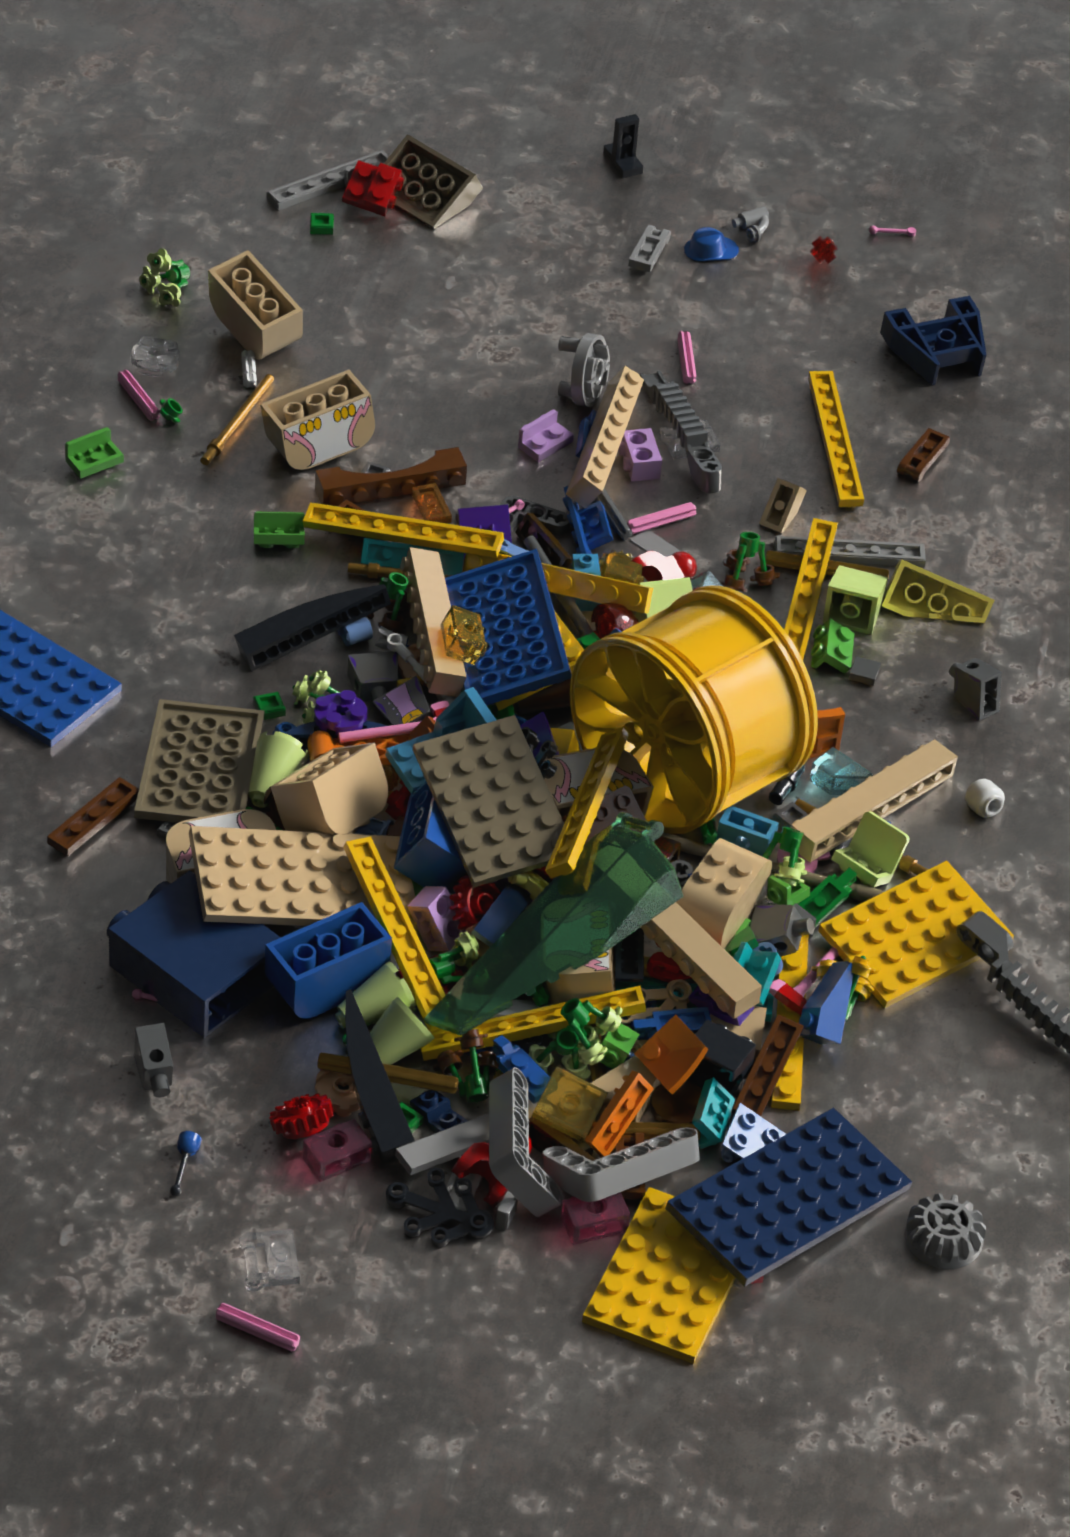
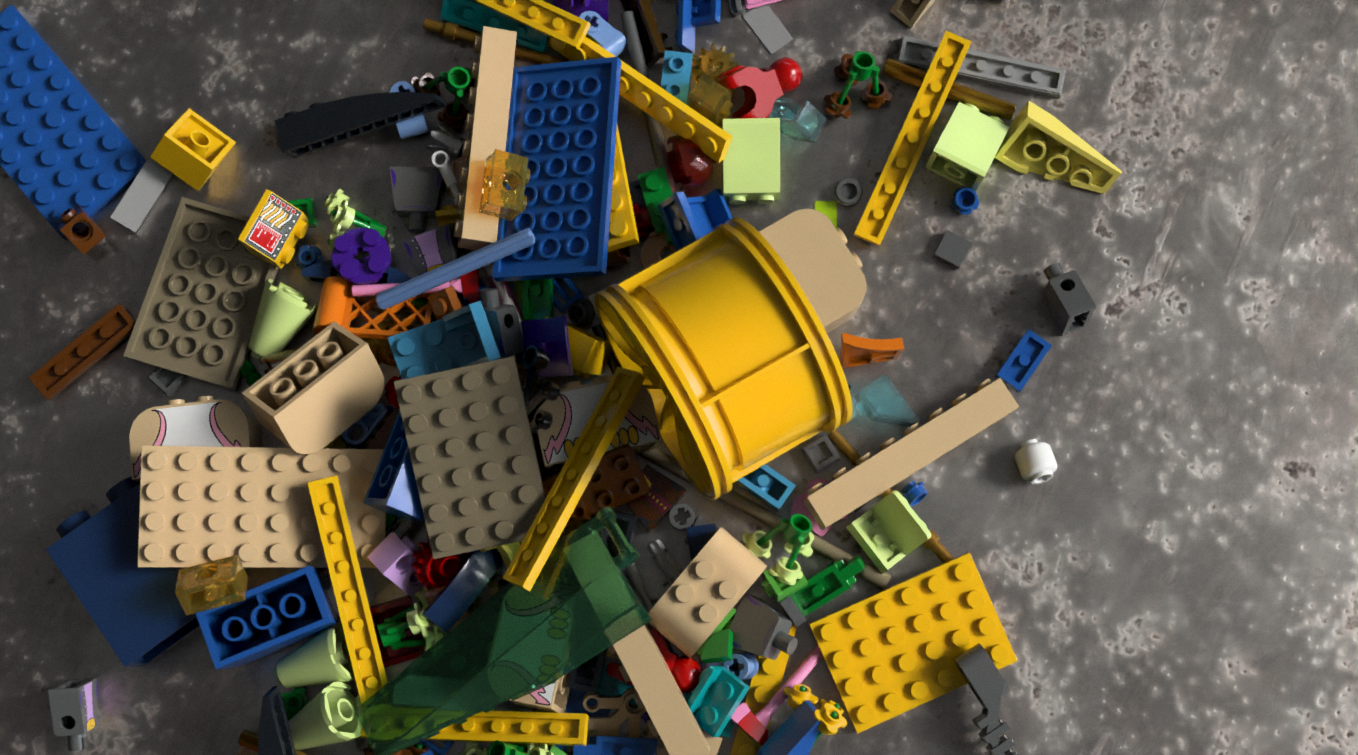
camera: 15 degrees right, 35 degrees up
(81, 723) = (85, 240): none -> reddish brown brick
(126, 693) = (142, 194): none -> light grey tile
(161, 665) = (192, 149): none -> yellow slope
(257, 700) = (274, 230): none -> slope
(277, 920) = (211, 585): none -> clear yellow brick
(432, 701) = (455, 269): none -> medium blue axle
(833, 645) = (925, 212): bright green bracket -> none
(865, 636) = (965, 193): none -> blue plate
(953, 731) = (1023, 360): none -> blue plate

